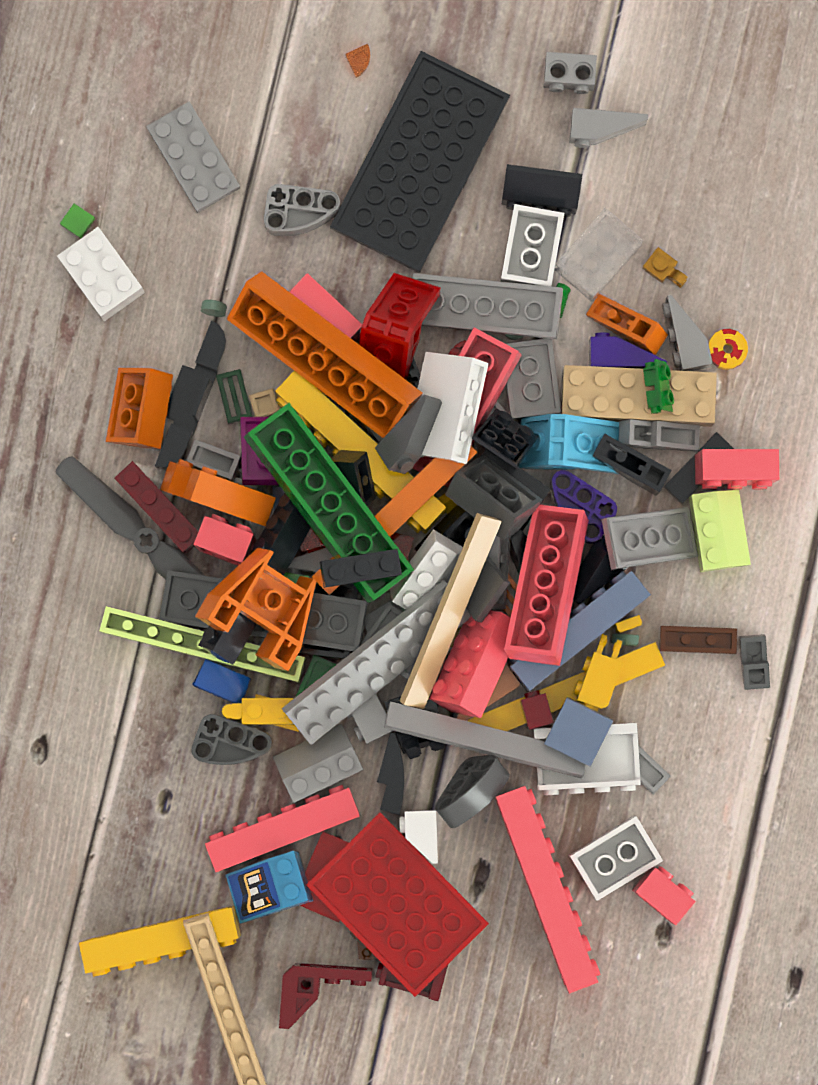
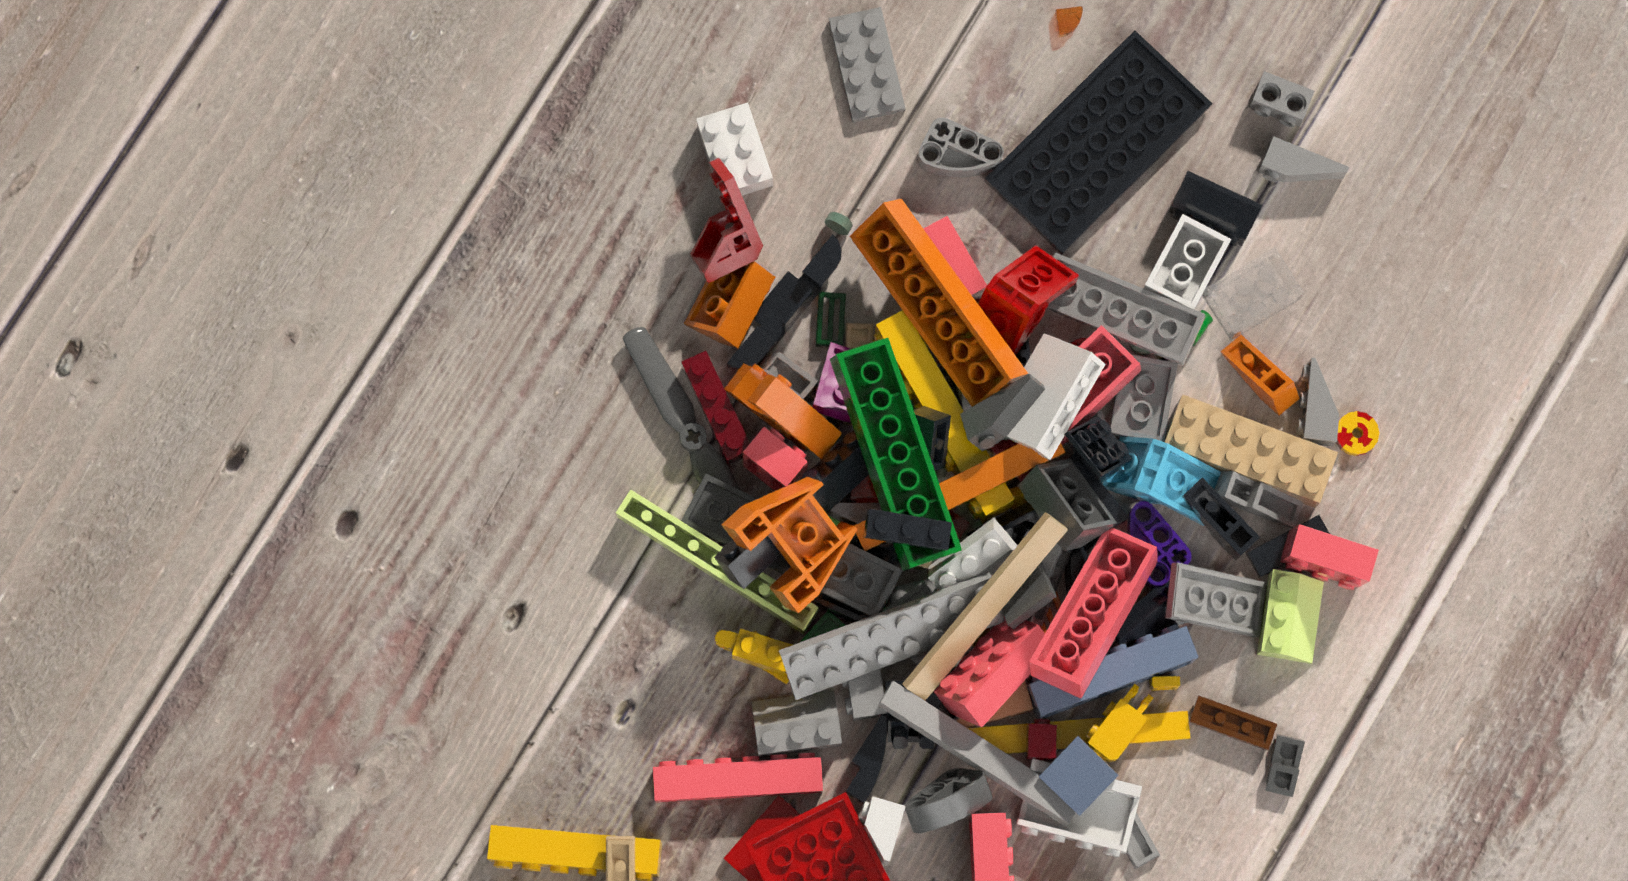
camera: 15 degrees right, 5 degrees down
(77, 221) = (727, 91): bright green tile -> none
(117, 366) = (726, 250): none -> red bracket
(222, 682) = (723, 606): blue piece -> none
(223, 749) = (704, 678): dark grey beam -> none
(269, 887) = (704, 834): slope -> none
(617, 353) = (1242, 400): dark purple slope -> none
(628, 639) = (1159, 699): sand green tile -> none
(658, 375) = (1276, 434): green hinge -> none
(663, 266) = (1315, 327): pearl gold plate -> none

